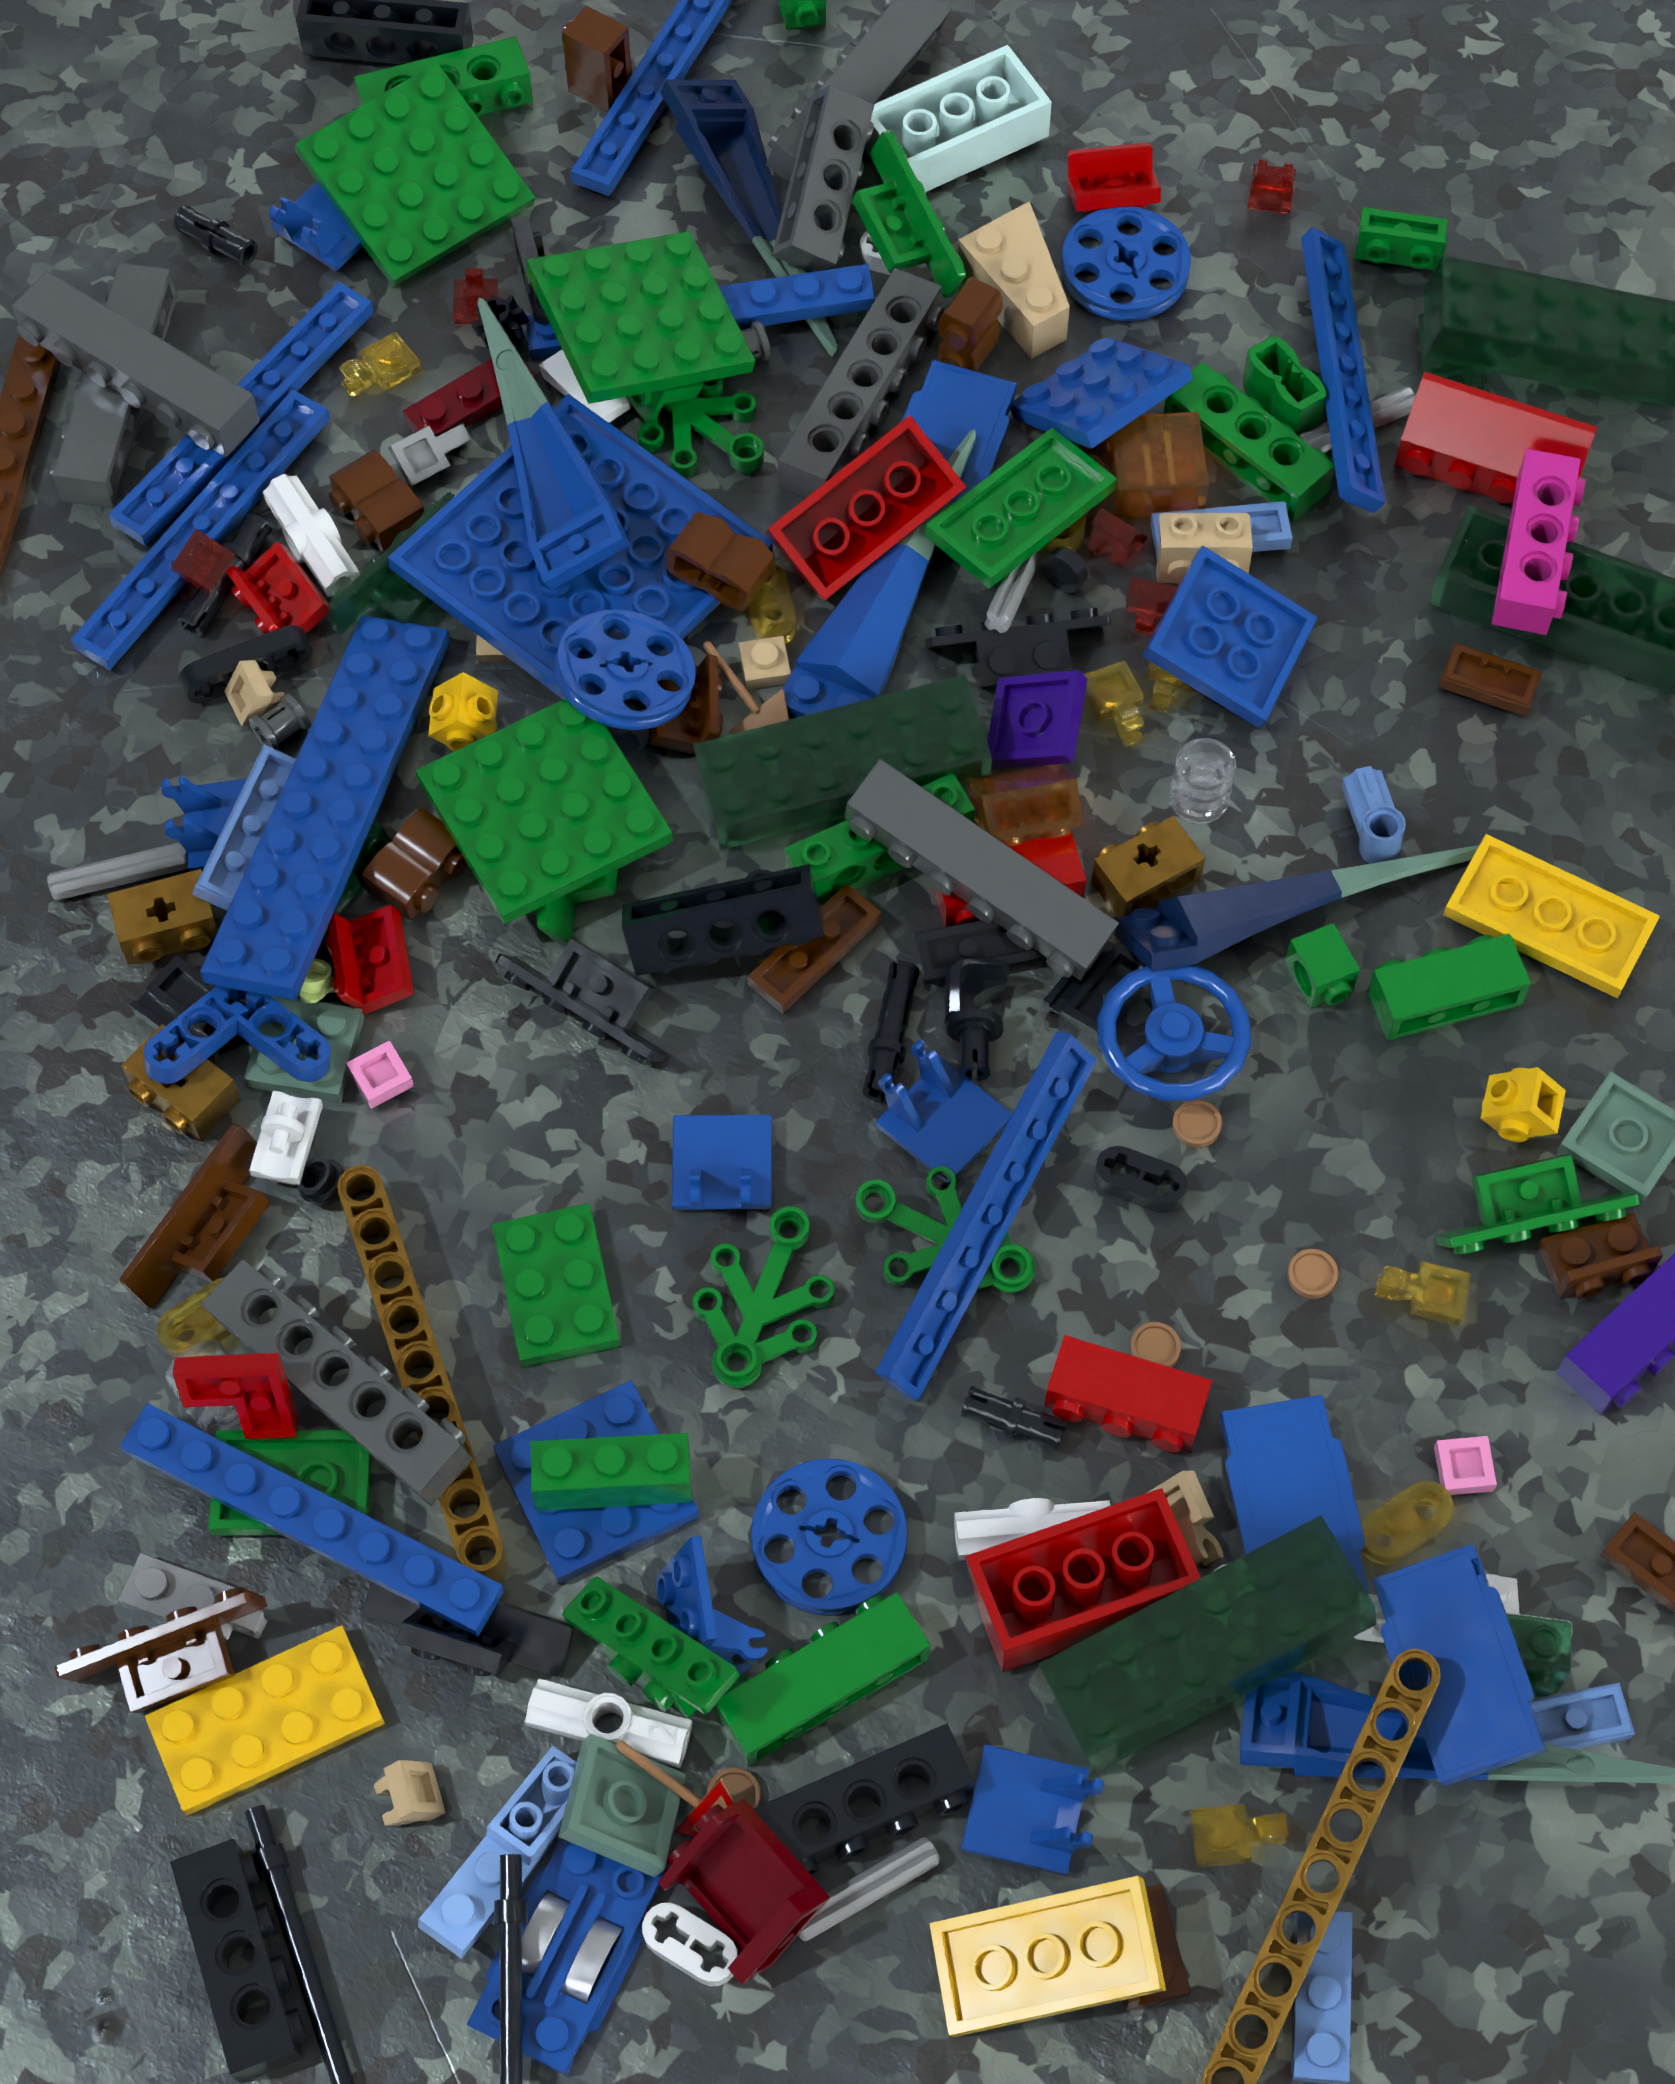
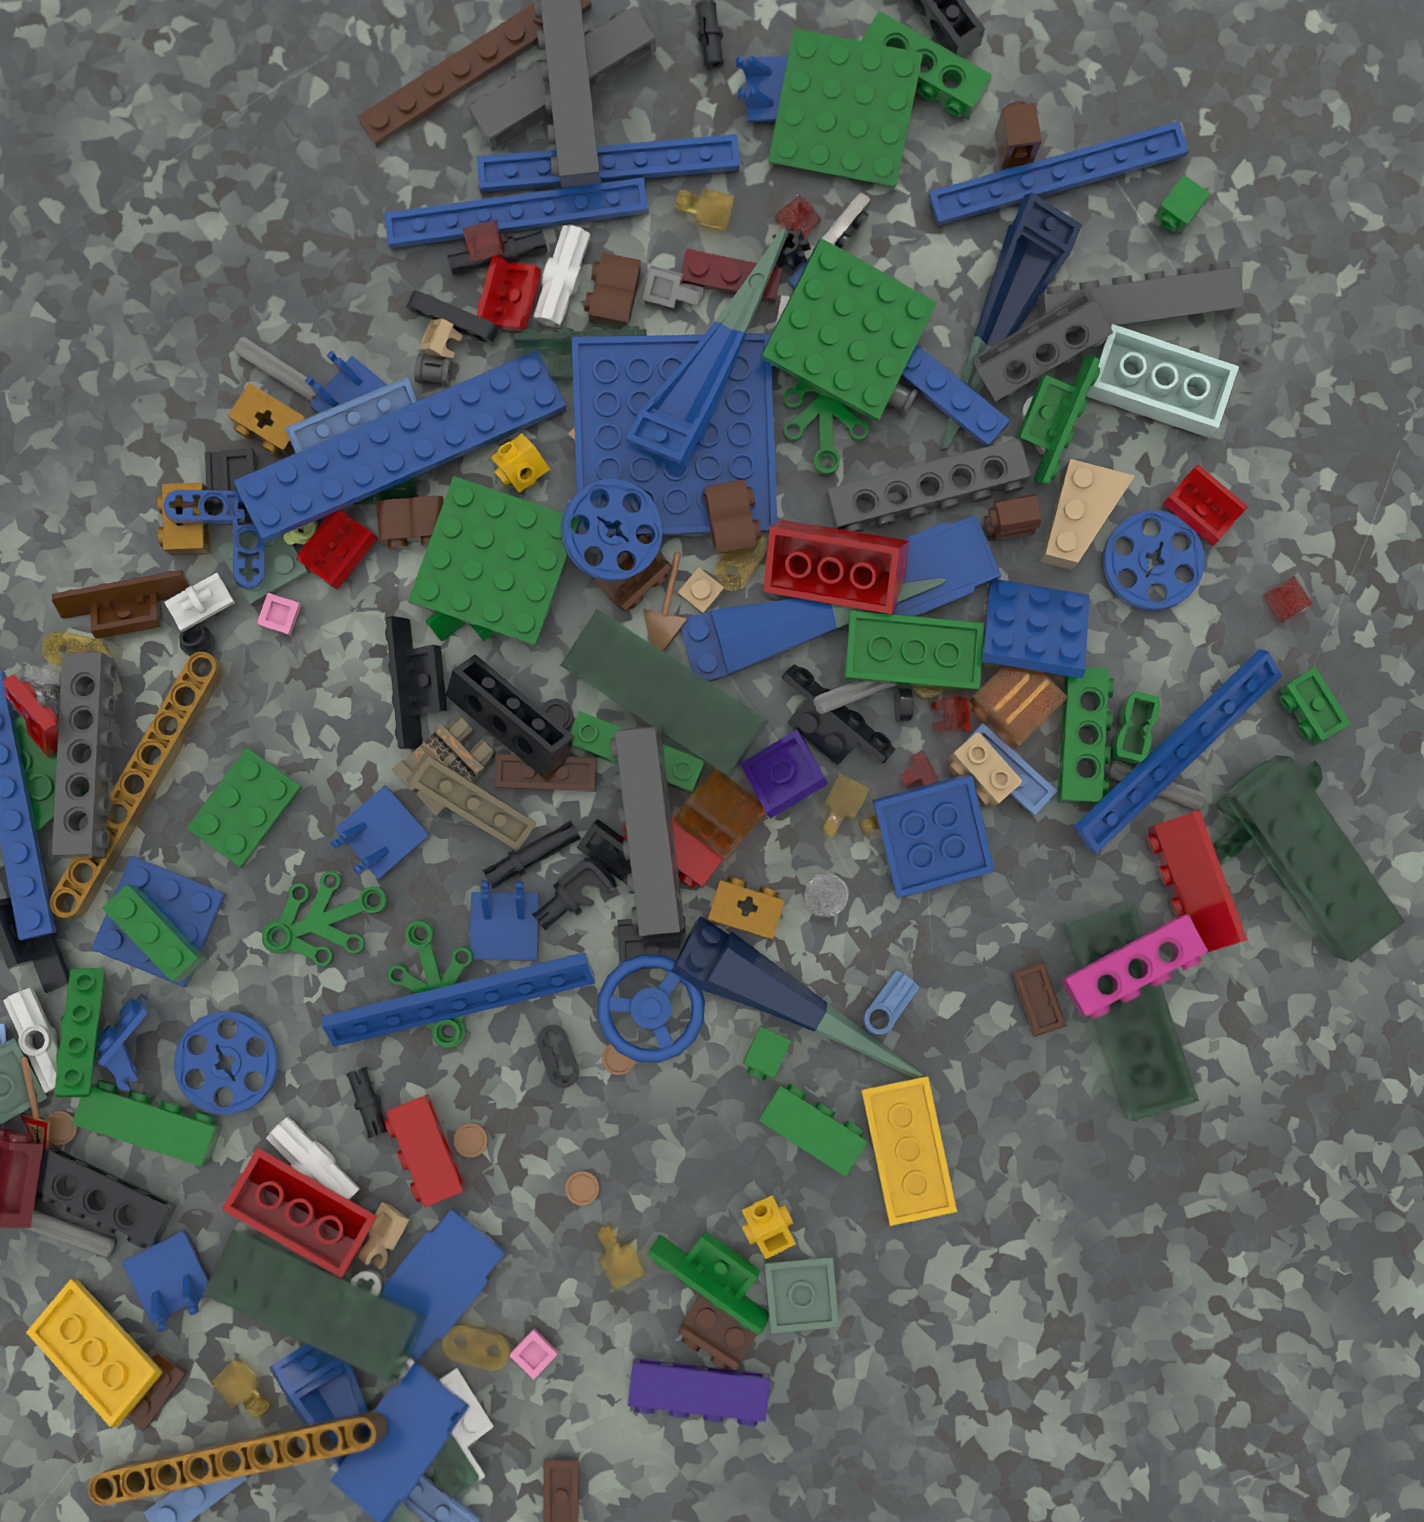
camera: 50 degrees right, 20 degrees up
(708, 1022) = (448, 748): none -> dark tan hips
(779, 1026) = (471, 801): none -> dark tan plate

